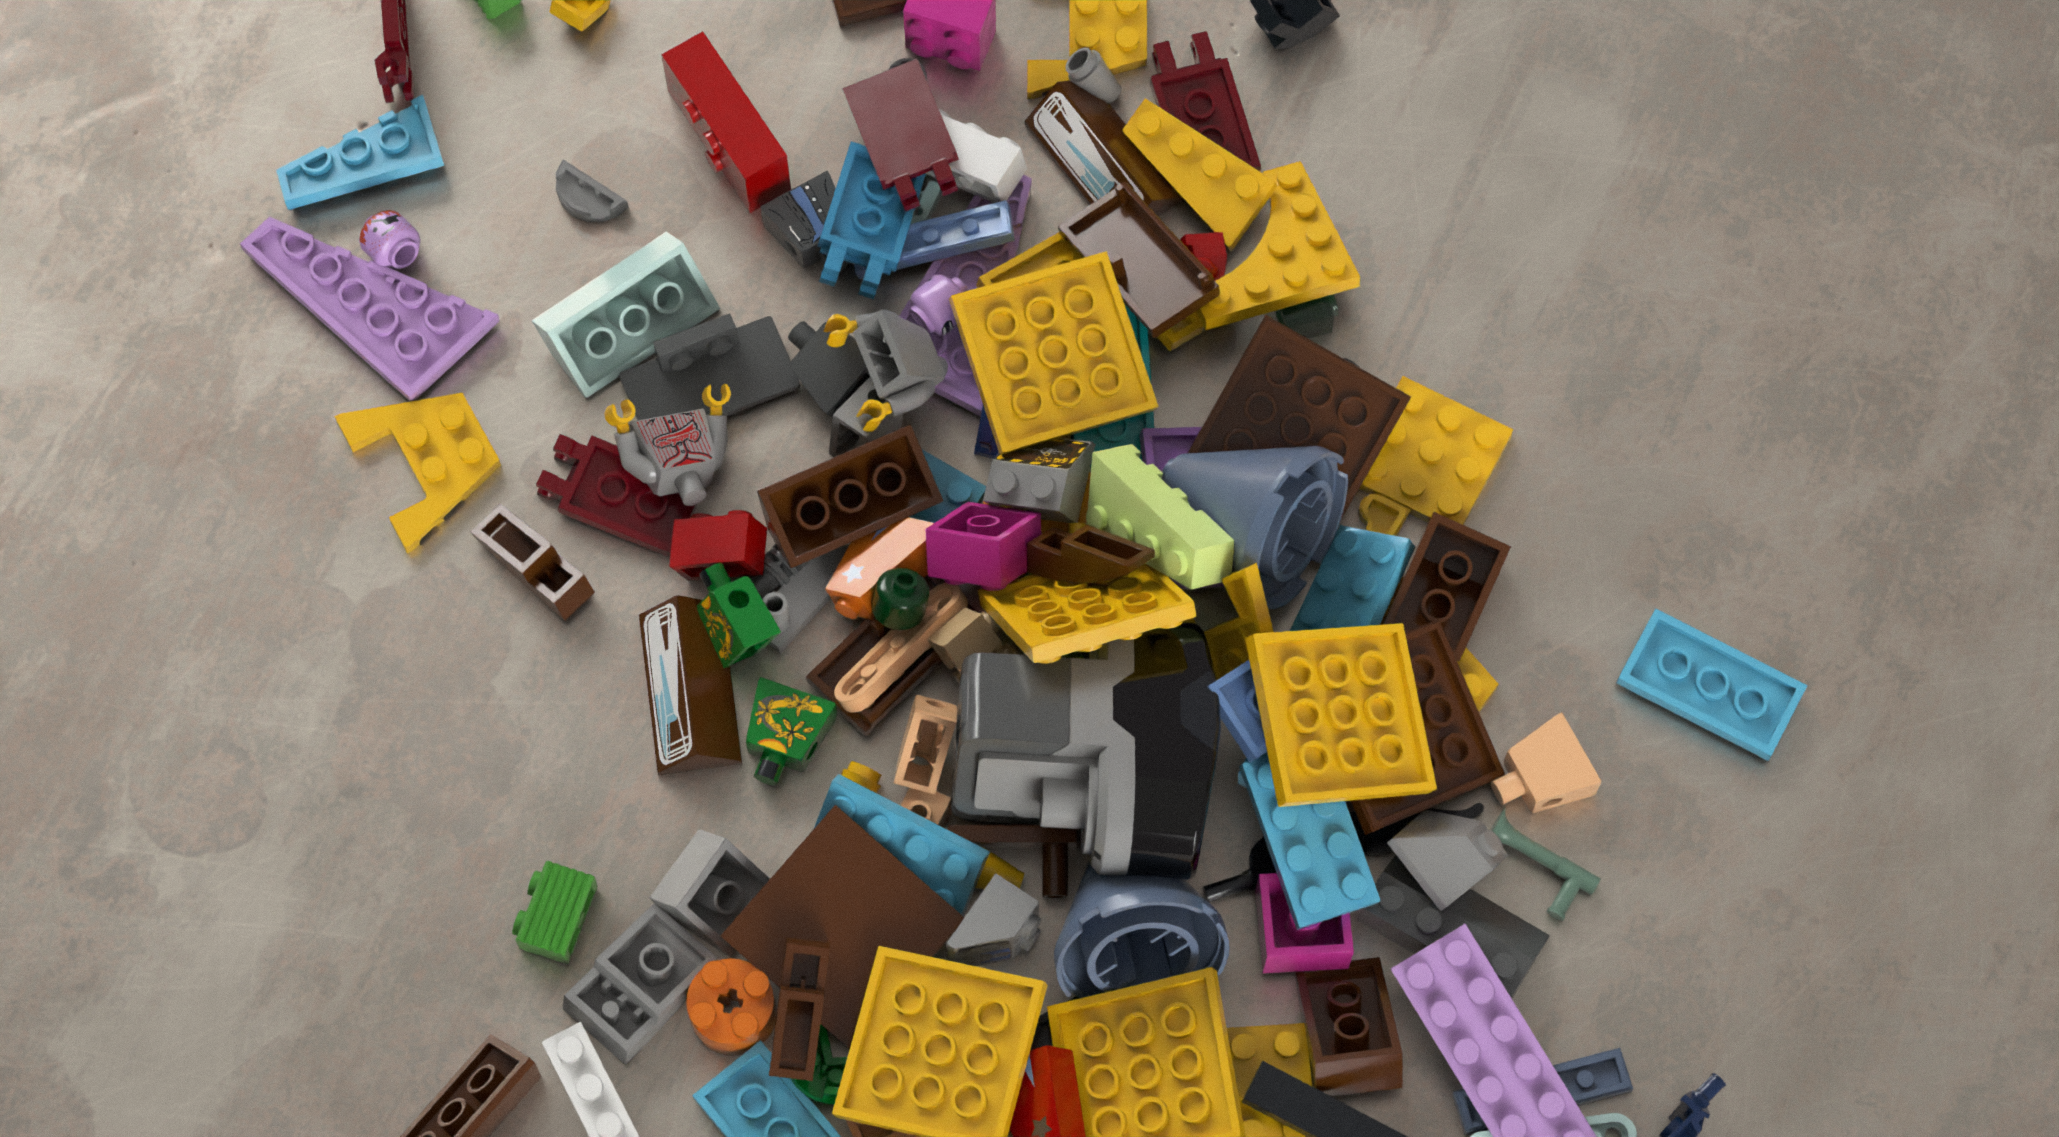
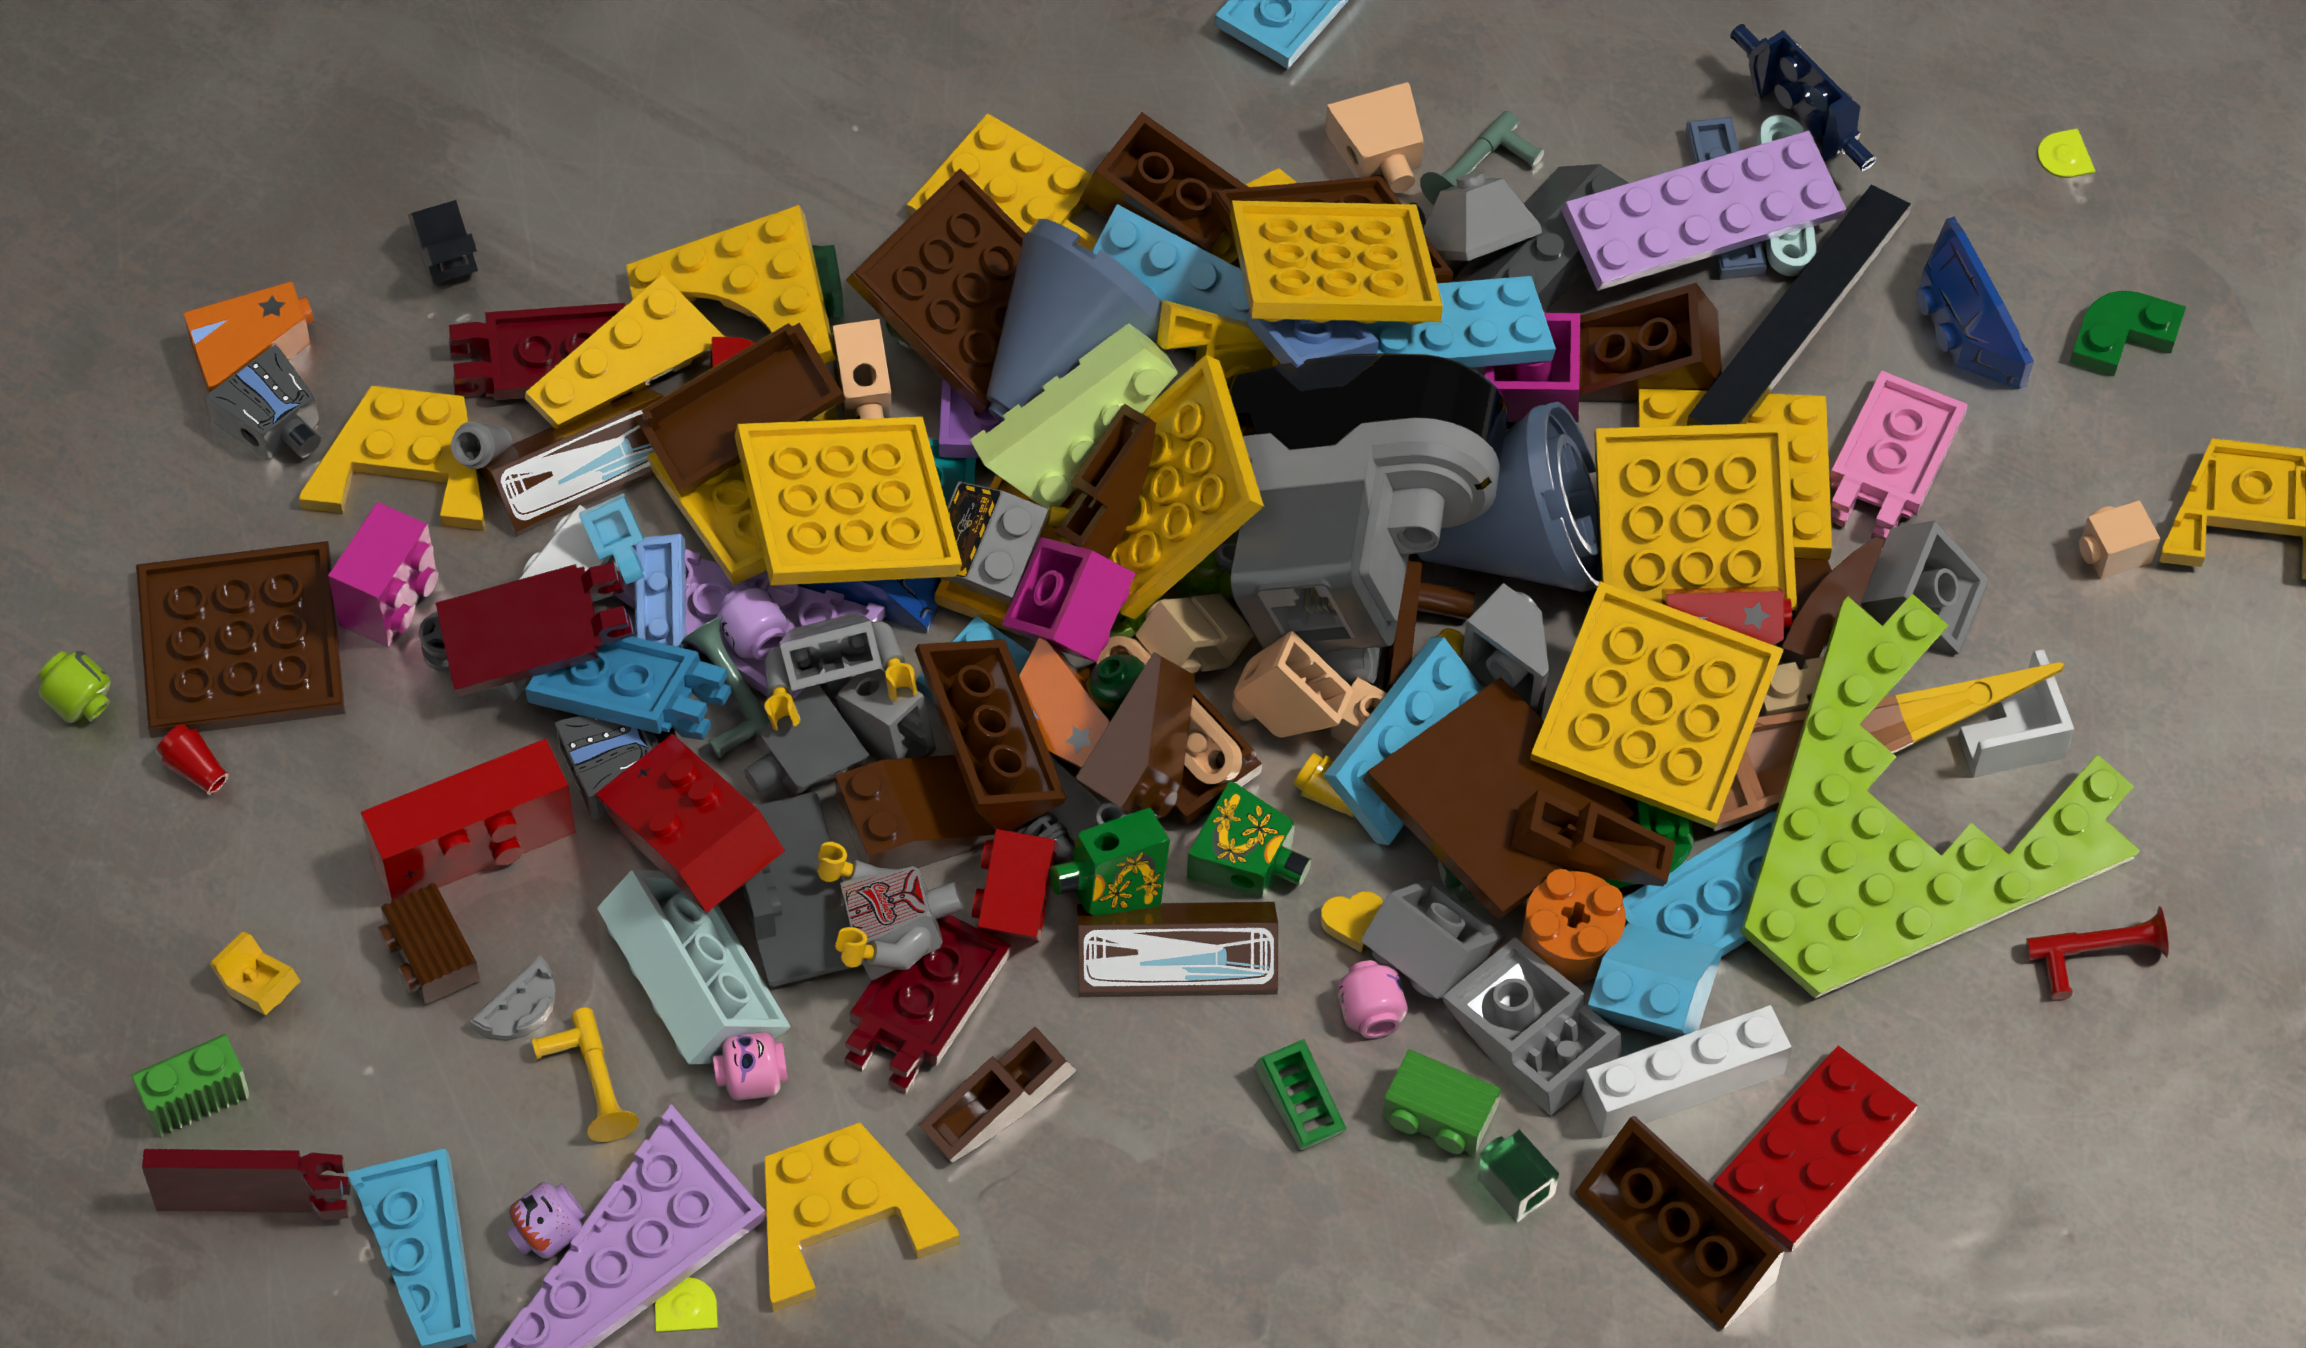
camera: 85 degrees left, 10 degrees down
(334, 359) = (687, 1307): none -> neon yellow piece
(494, 979) = (1517, 1174): none -> clear green brick
(535, 368) = (751, 1066): none -> bright pink head
(550, 787) = (1300, 1055): none -> green slope
(560, 246) = (611, 1120): none -> yellow piece
(624, 117) = (429, 944): none -> reddish brown brick
(650, 847) = (1372, 999): none -> bright pink head
(677, 1077) = (1655, 982): none -> medium azure slope
(728, 277) = (690, 822): none -> red brick
(732, 823) = (1350, 918): none -> yellow tile
(777, 440) = (910, 811): none -> reddish brown slope
(842, 621) = (1145, 744): none -> reddish brown slope
(917, 274) = (756, 718): none -> sand green piece
(988, 176) = (615, 531): none -> medium azure plate
(1200, 359) = (862, 370): none -> light nougat torso

